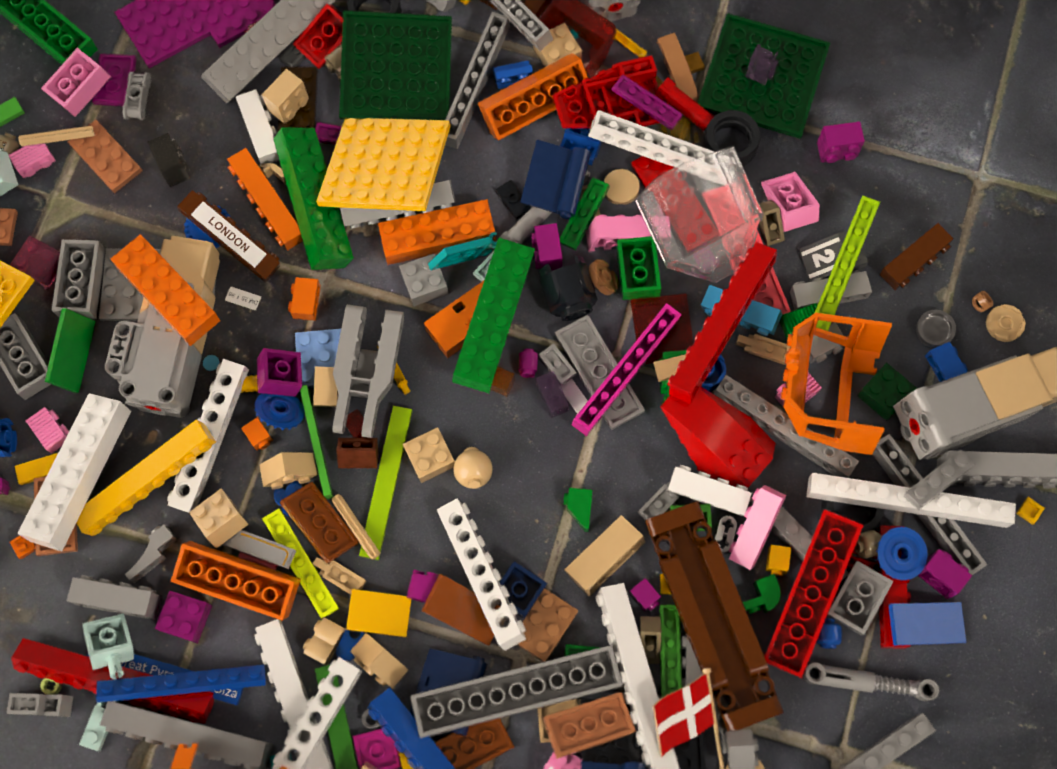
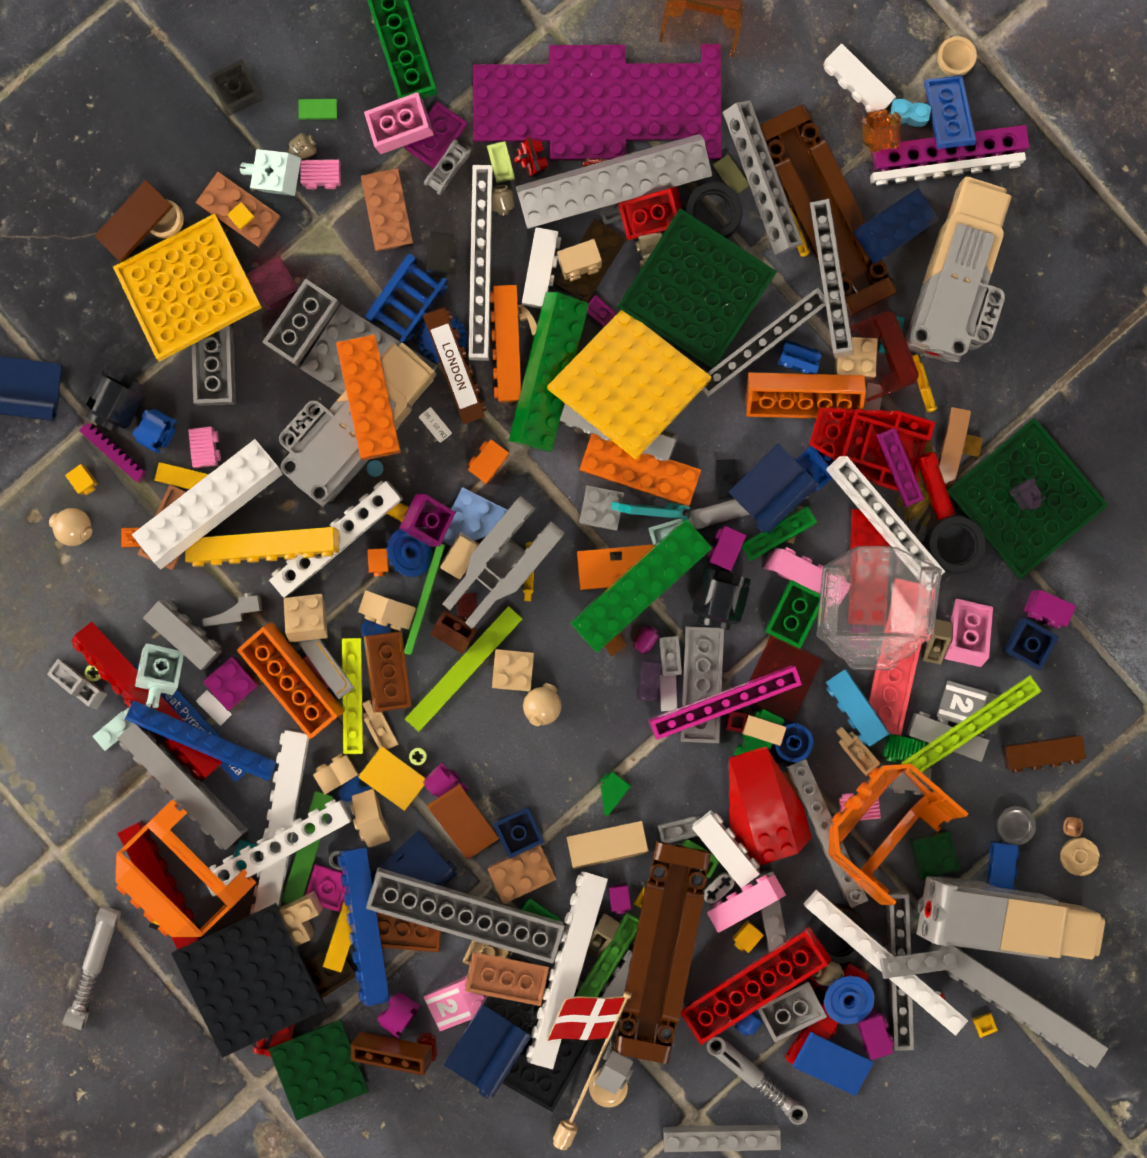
camera: 25 degrees right, 15 degrees up
(55, 136) = (353, 169): tan axle -> none
(70, 351) = (259, 387): green tile -> none
(145, 203) = (397, 281): none -> blue fence
(179, 70) = (501, 162): none -> yellowish green tile
(180, 651) = (213, 707): none -> white sticker
(196, 94) = (502, 199): none -> dark tan head
(199, 51) = (528, 156): none -> red hips
(206, 149) = (480, 262): none -> white brick
(355, 526) = (415, 693): tan axle -> none
(389, 587) = (414, 761): none -> yellowish green bush
(505, 636) = (498, 733): white brick -> none
(602, 277) = (758, 604): medium nougat tile -> none
(623, 186) = (830, 526): tan tile -> none
(647, 381) = (736, 721): none -> dark red brick
(722, 323) = (832, 716): red brick -> none
(768, 595) = (719, 961): green brick -> none
(845, 178) = (1030, 644): none -> dark blue brick

